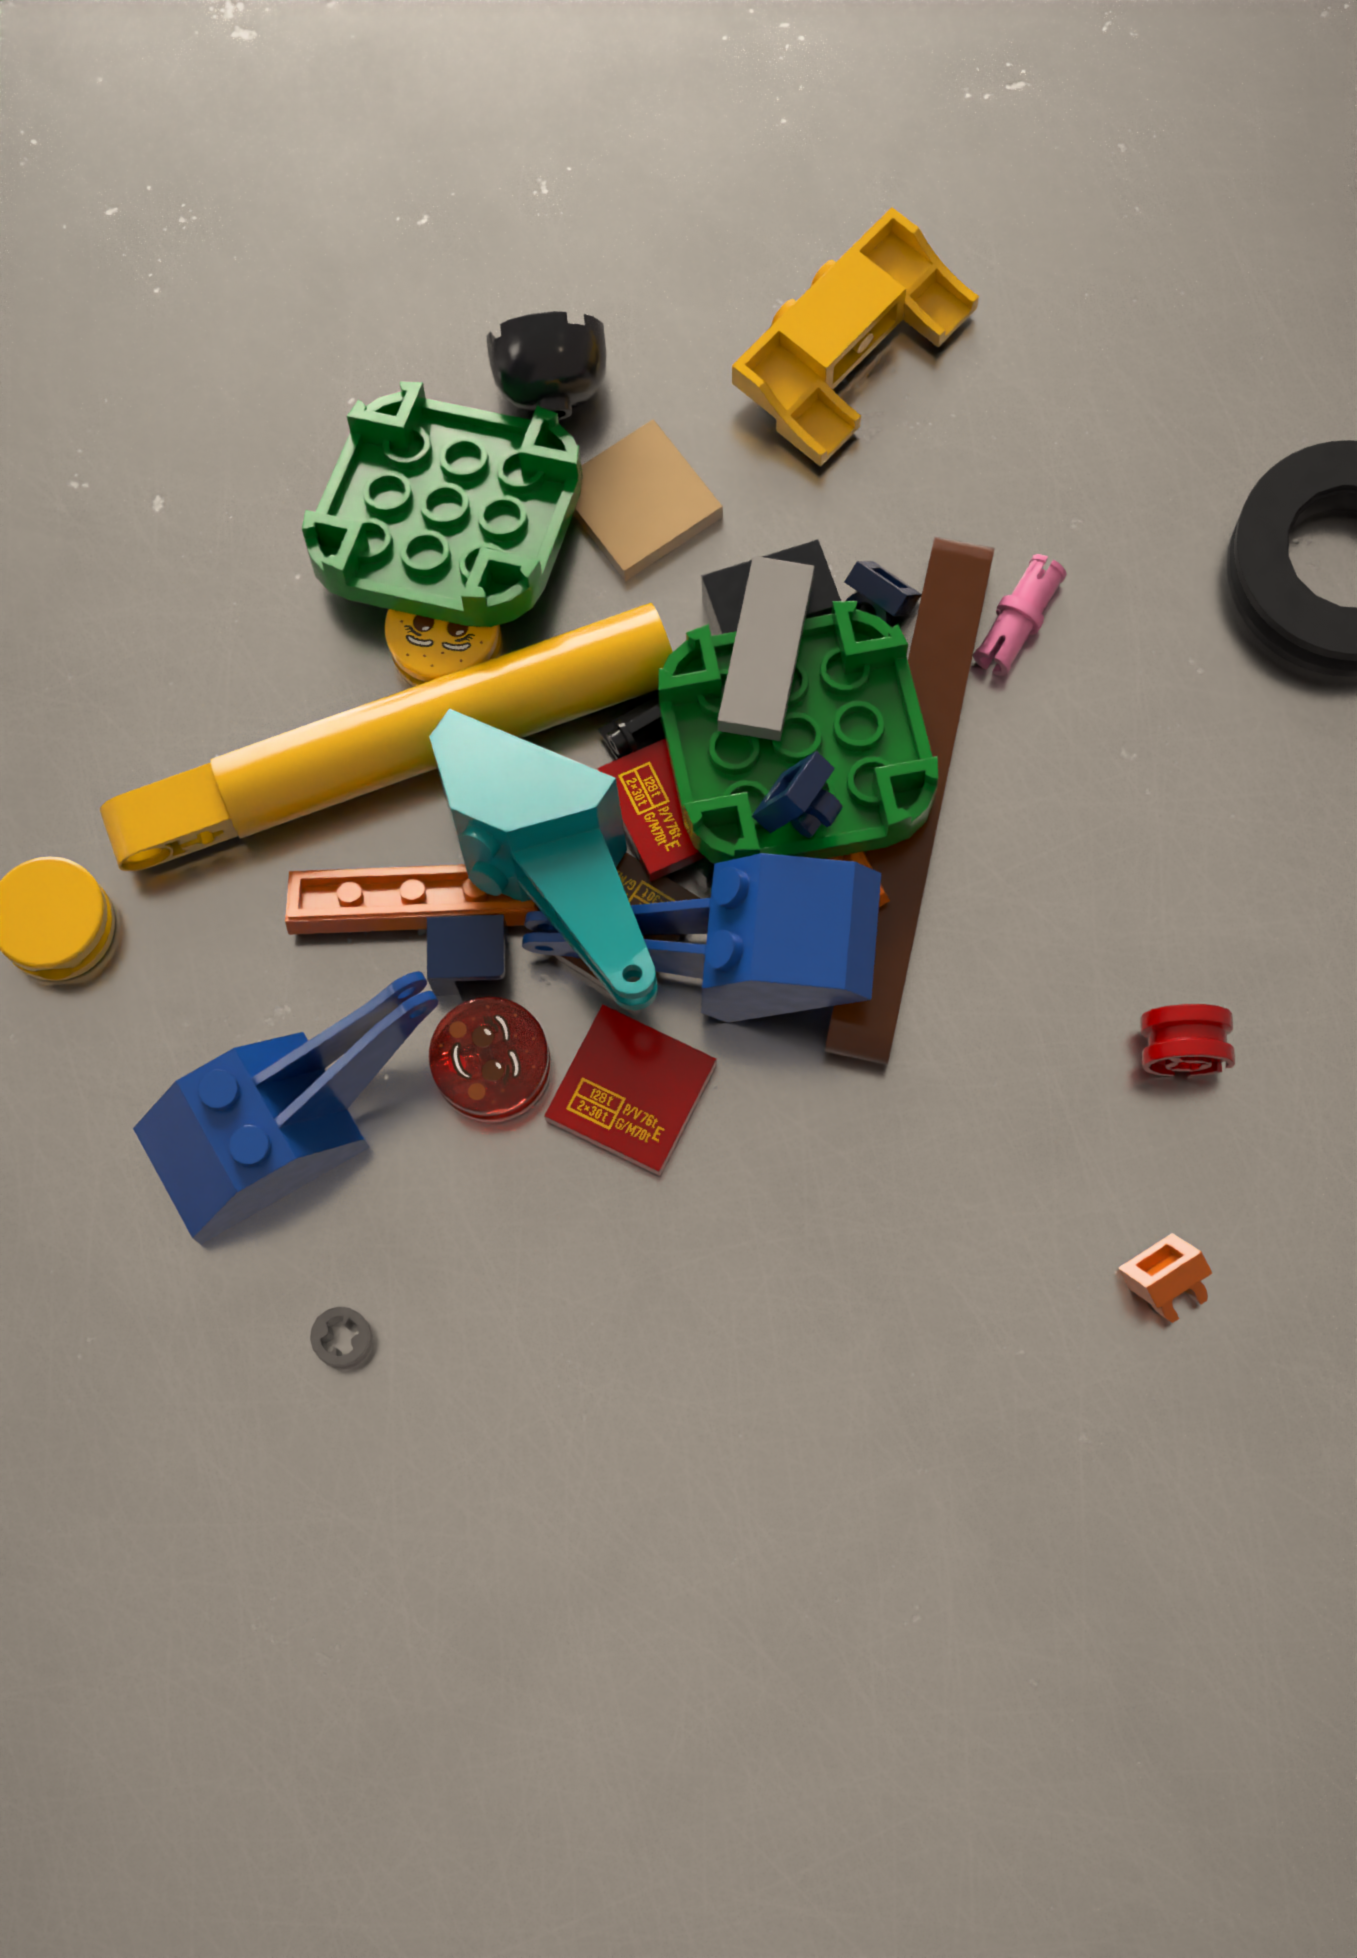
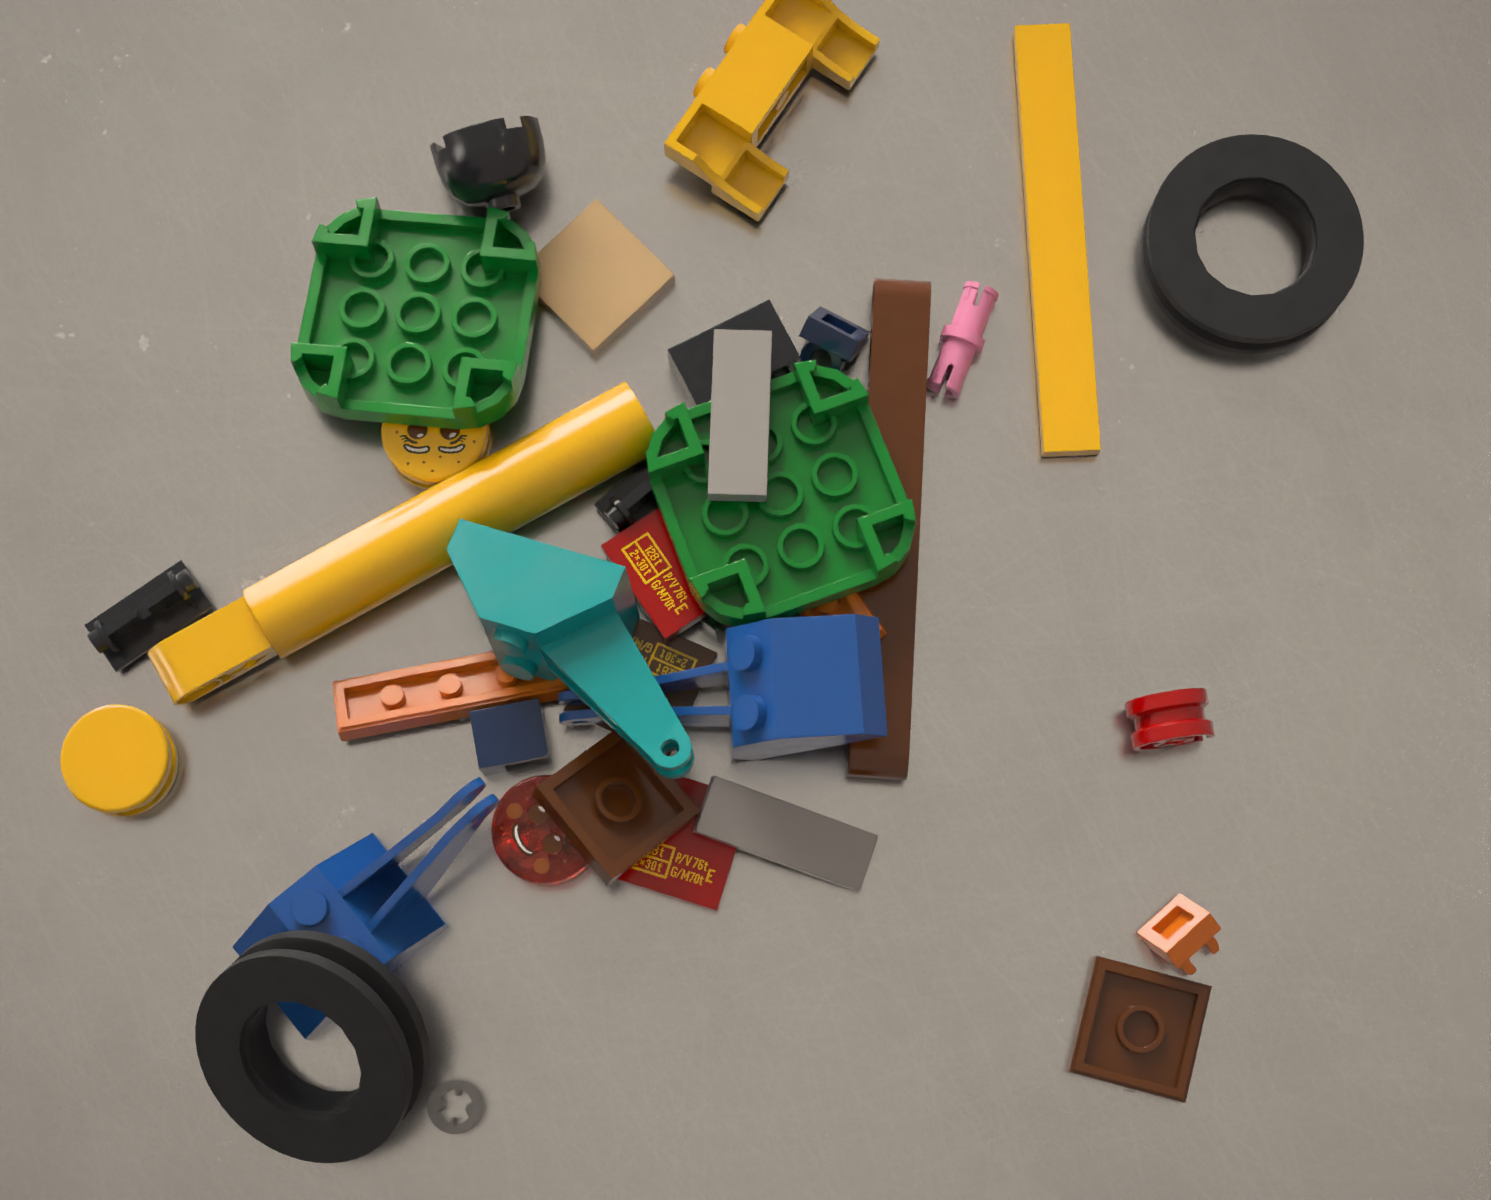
camera: 15 degrees left, 5 degrees up
(113, 770) = (148, 616): none -> black hinge
(264, 1207) = (353, 993): none -> black tyre
(566, 1039) = (614, 806): none -> reddish brown tile
(747, 1101) = (785, 833): none -> light grey tile
(799, 798) = (794, 559): dark blue tile -> none
(1105, 1374) = (1139, 1029): none -> reddish brown tile
(1137, 531) = (1056, 241): none -> yellow tile

